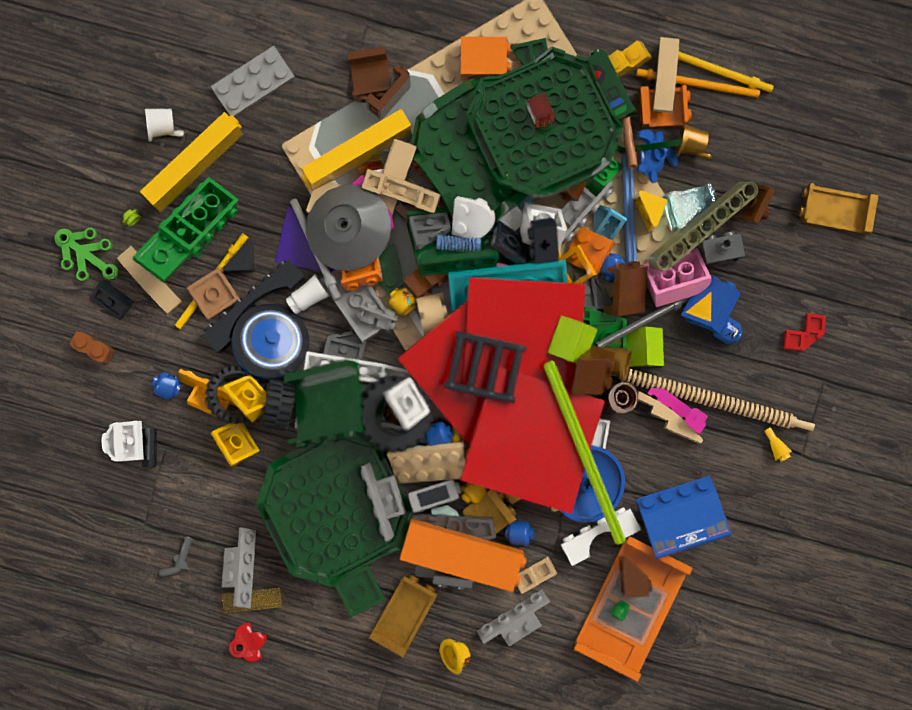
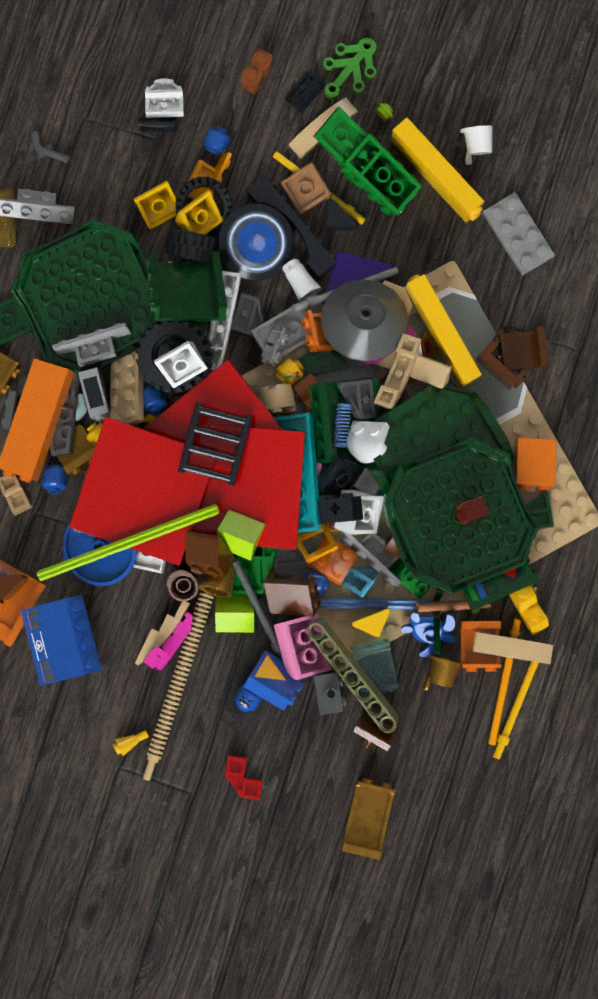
camera: 90 degrees right, 0 degrees up
(577, 547) = (38, 535): white arch -> none

